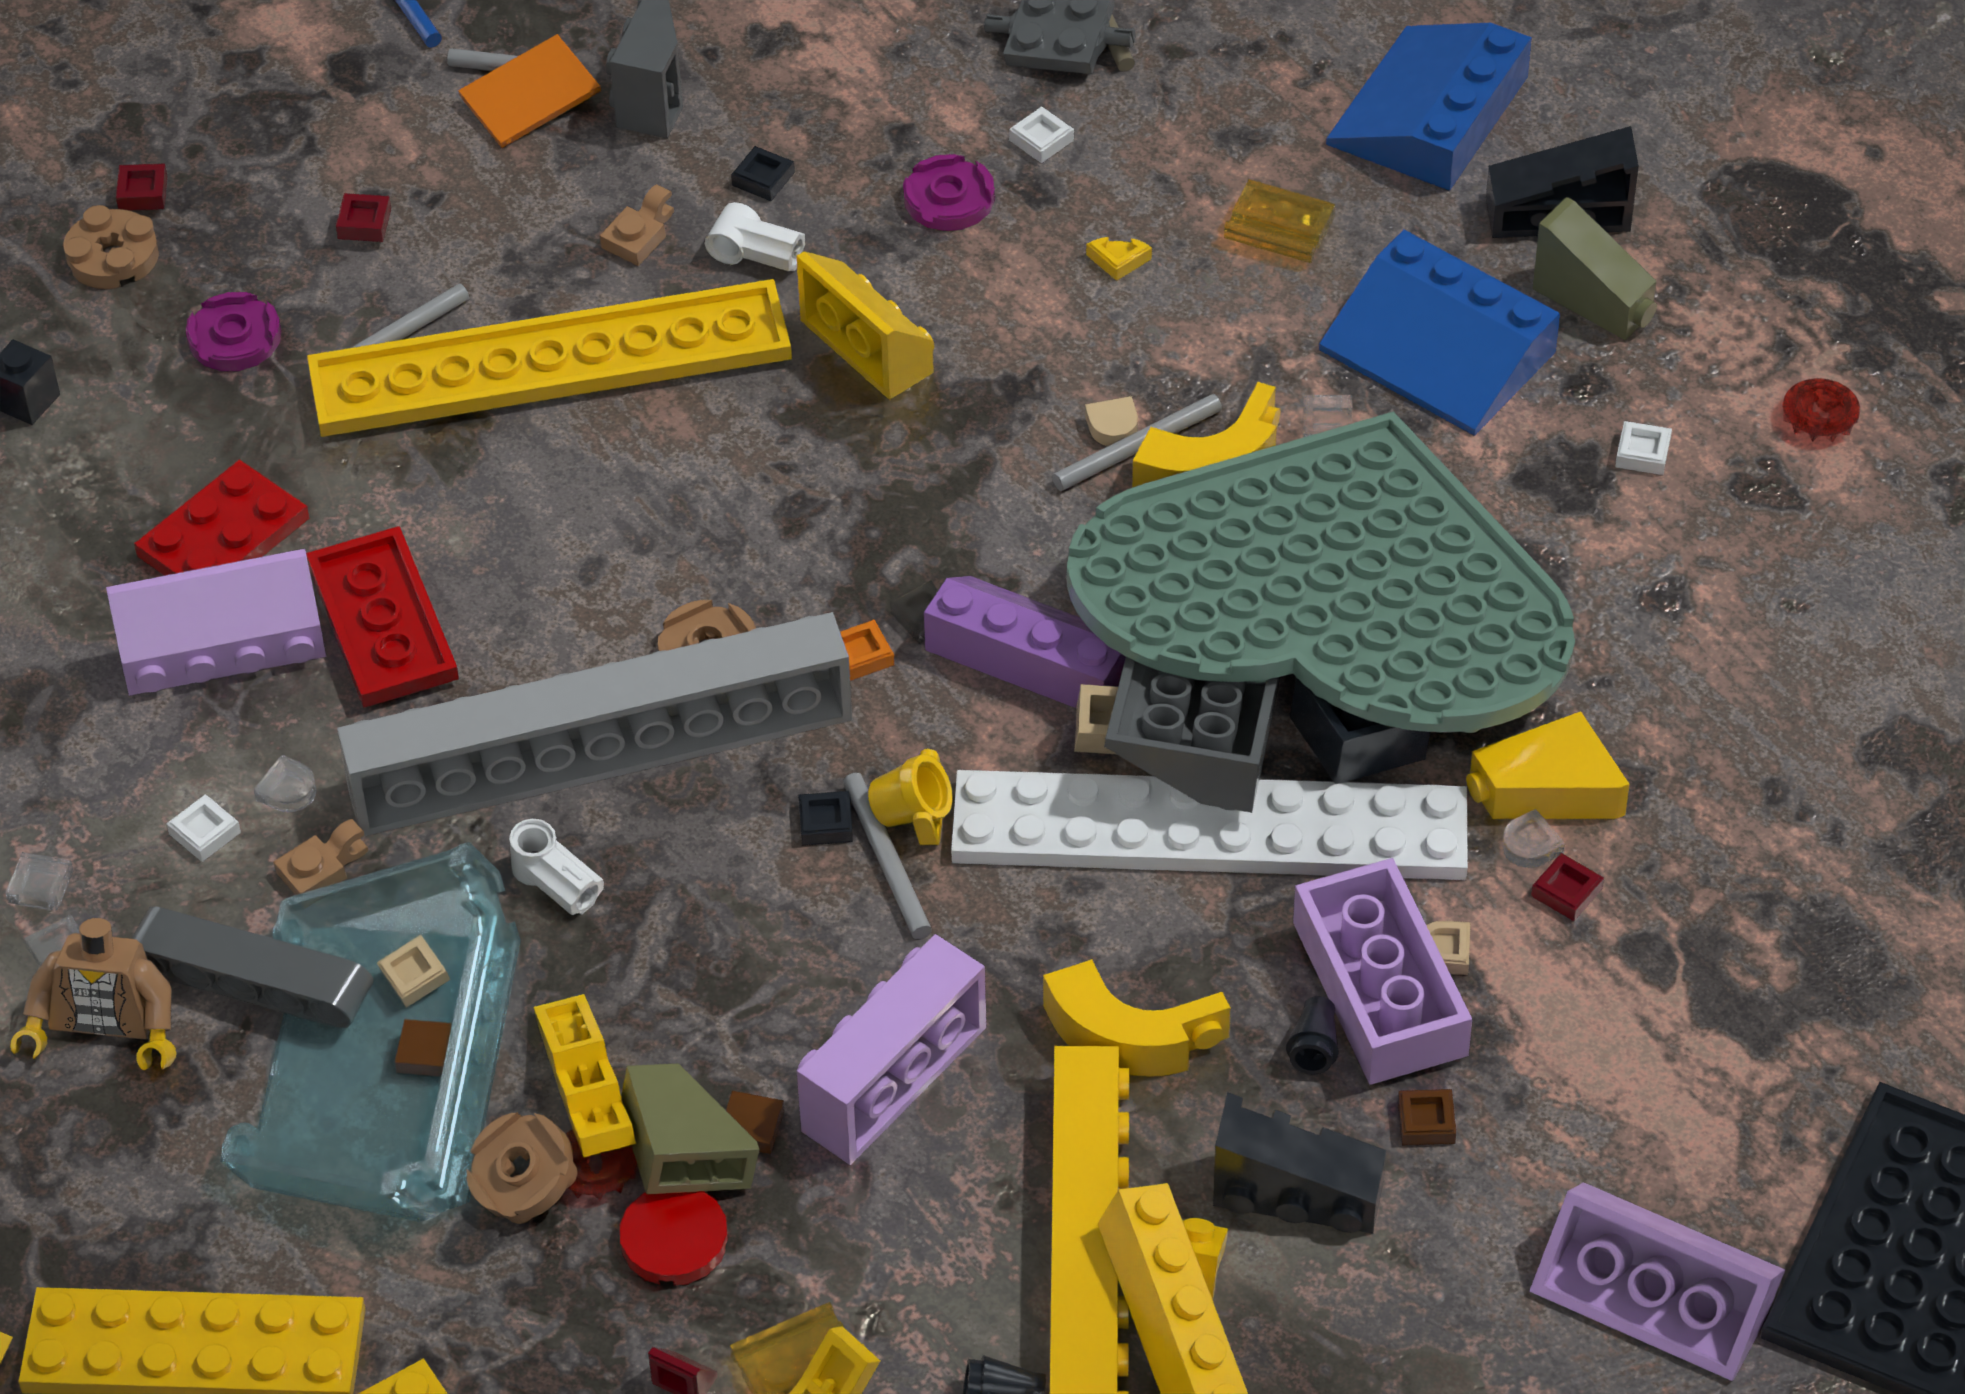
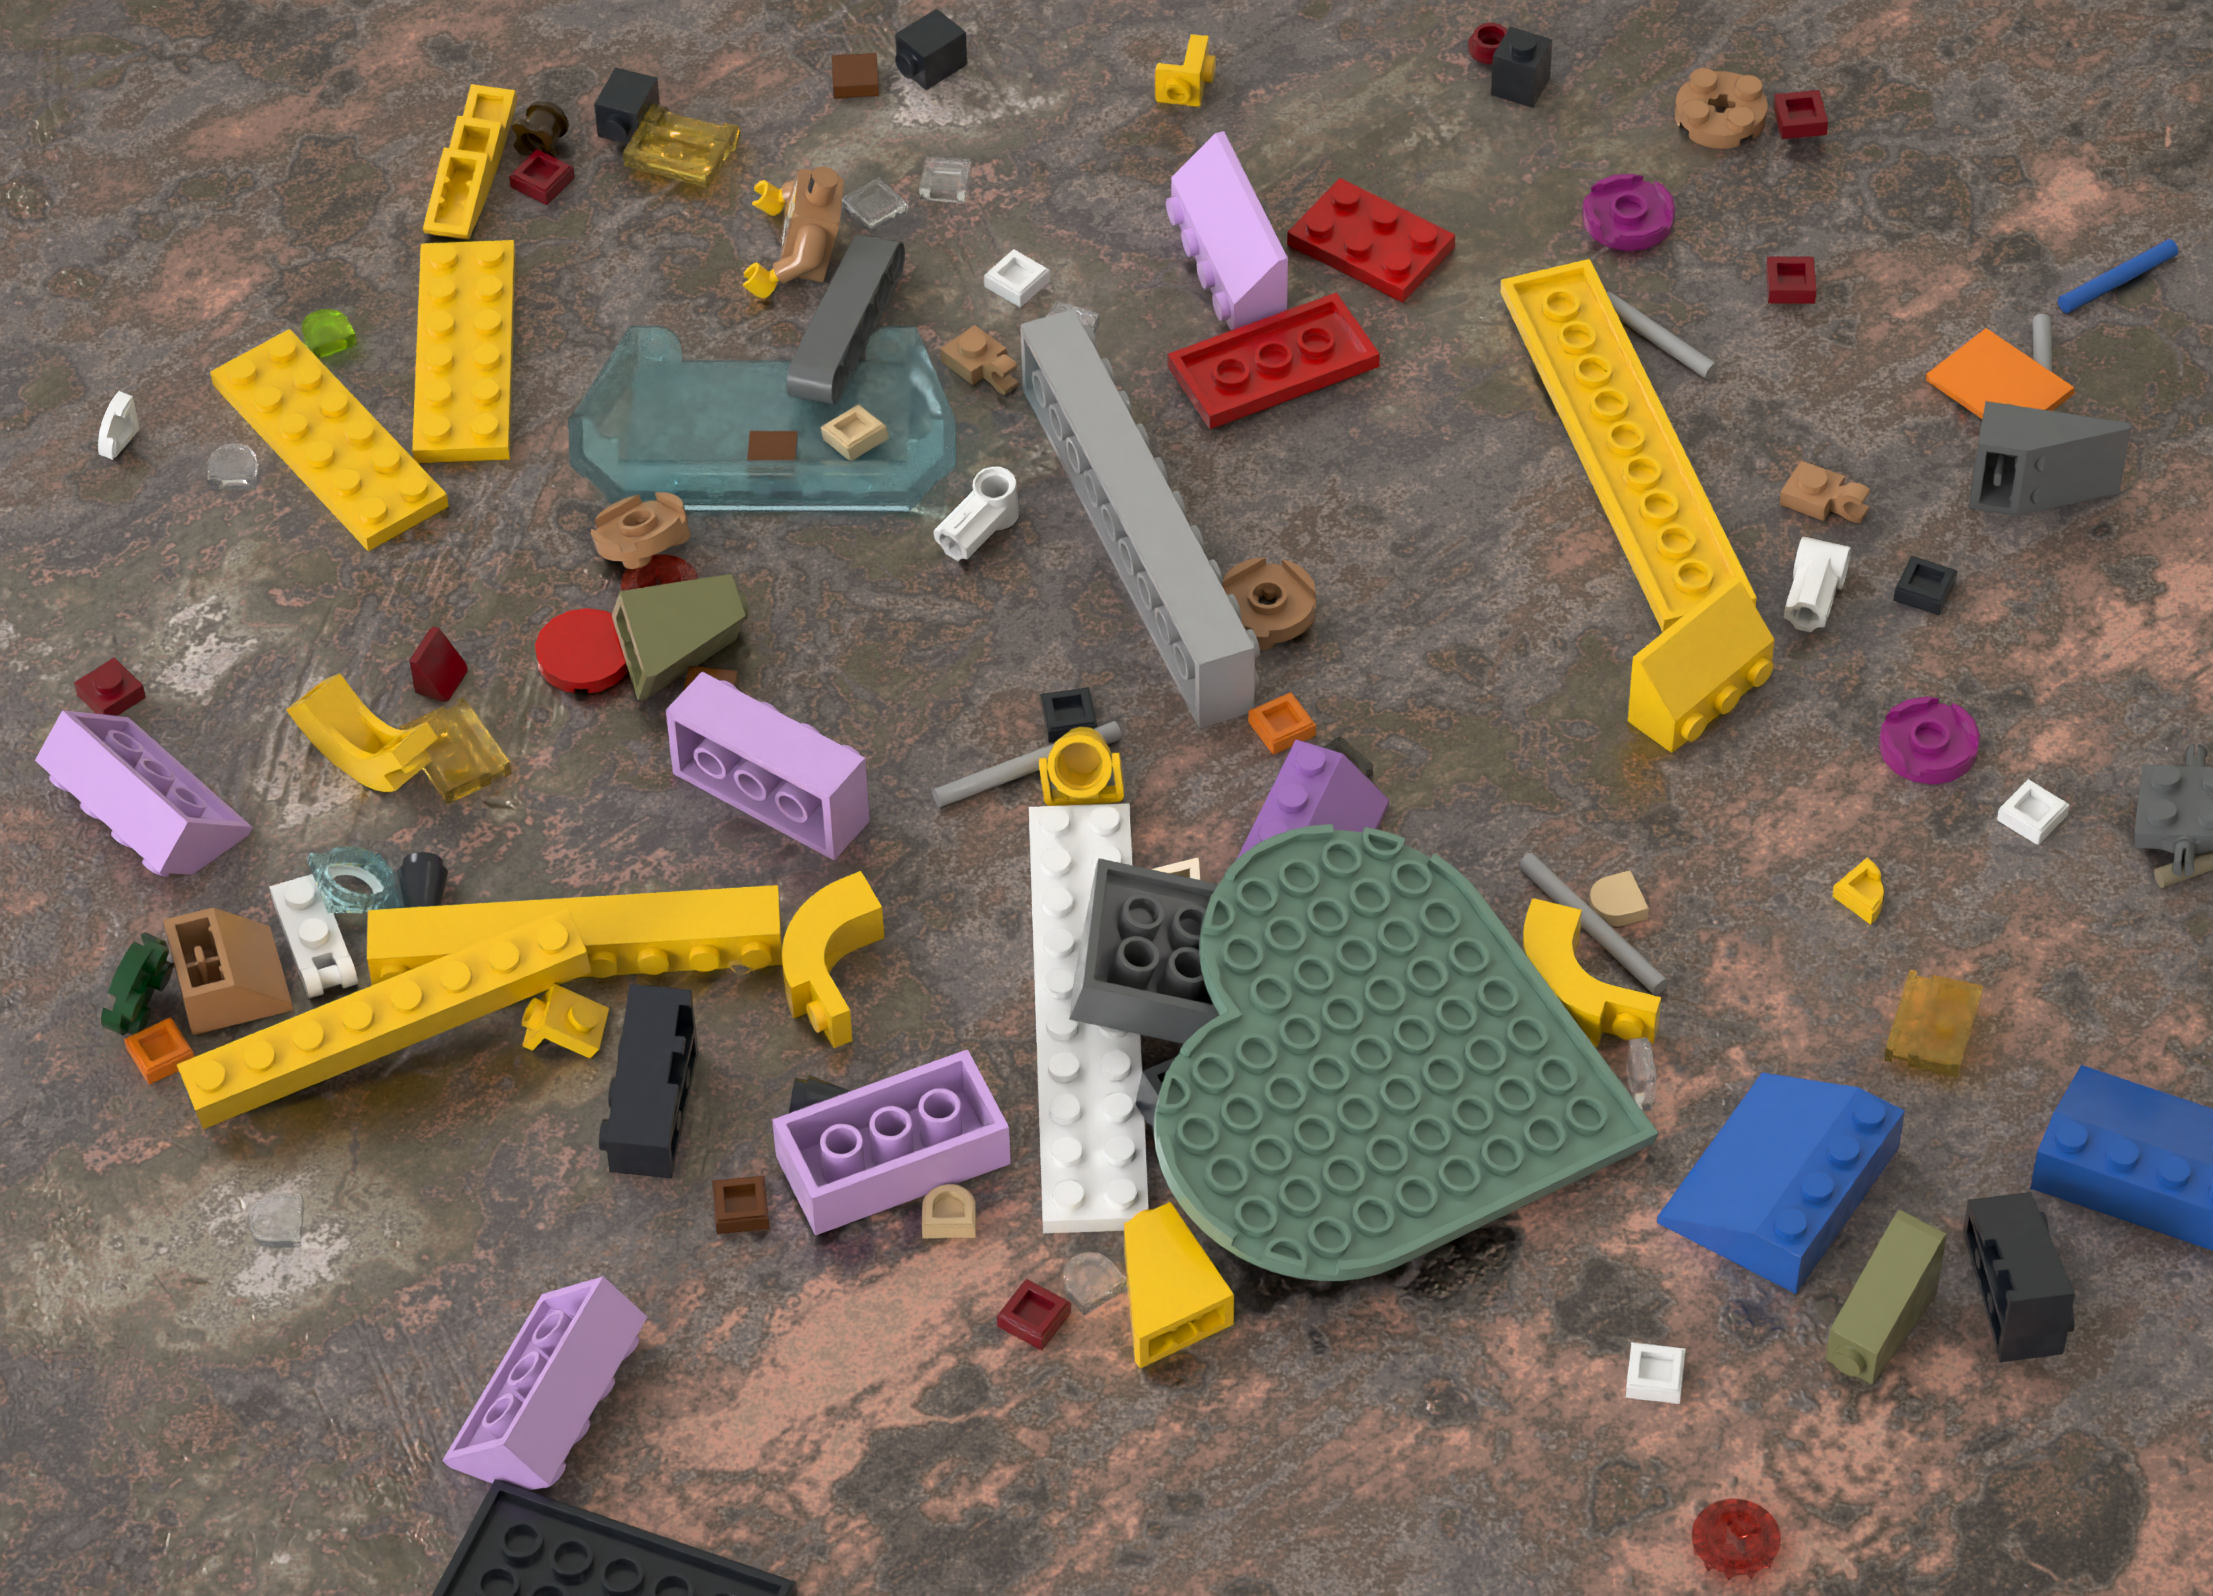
camera: 85 degrees right, 0 degrees up
(584, 1075) = (757, 560): yellow slope -> none

